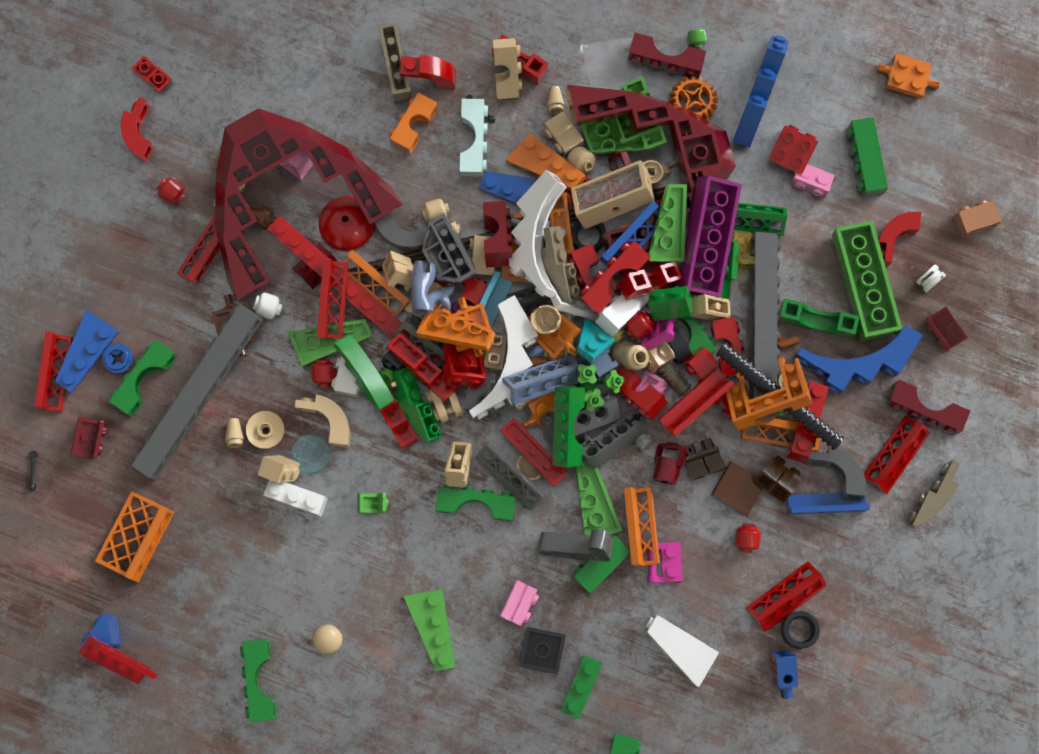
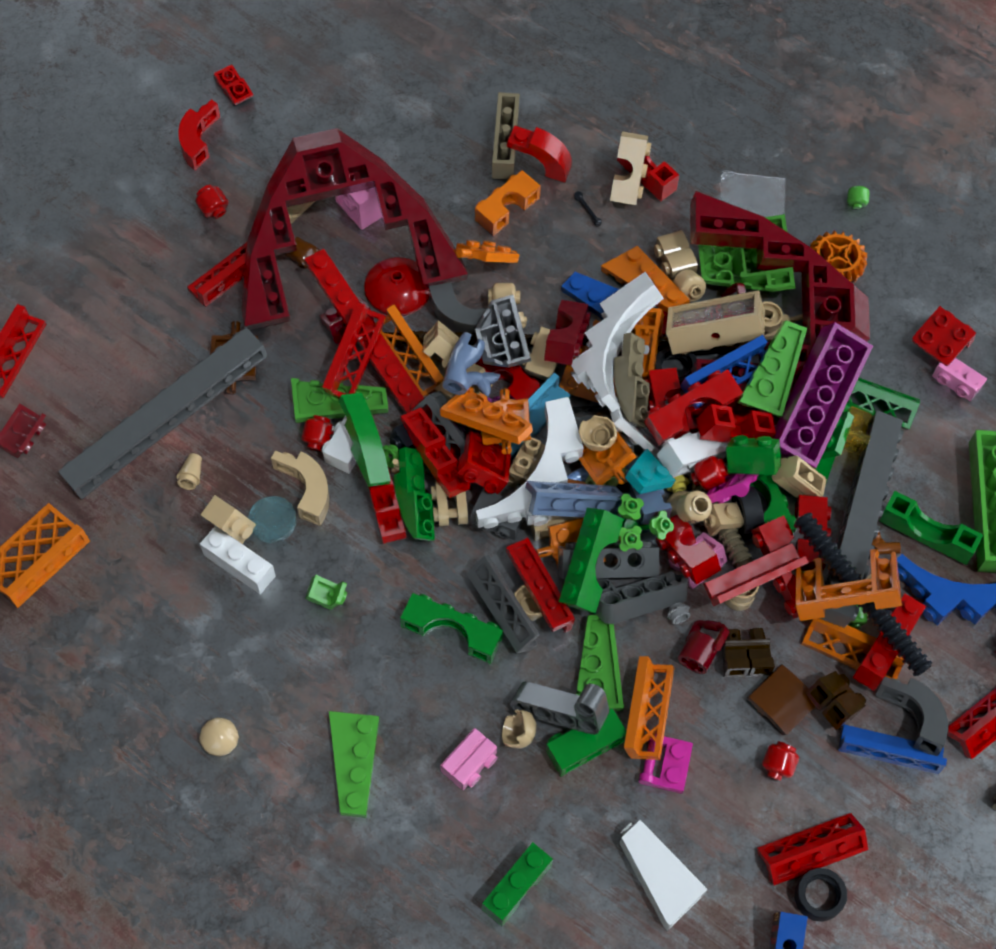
camera: 15 degrees right, 15 degrees down
(87, 347) = (56, 337): blue wing -> none
(117, 349) = (91, 349): blue gear -> none
(127, 395) = (130, 367): green arch -> none
(259, 705) = (126, 729): green arch -> none
(263, 420) = (228, 467): tan dish -> none
(267, 305) = (278, 345): white head -> none
(411, 178) = (486, 252): none -> orange plate
(458, 464) = (444, 573): tan brick -> none
(473, 115) = (562, 254): light aqua arch -> none
(542, 650) = (481, 823): black brick -> none
(549, 570) = (519, 729): none -> tan hair
(555, 101) = (676, 219): tan cone -> none
(645, 52) = (793, 195): dark red arch -> none
(761, 90) = (922, 258): blue arch -> none

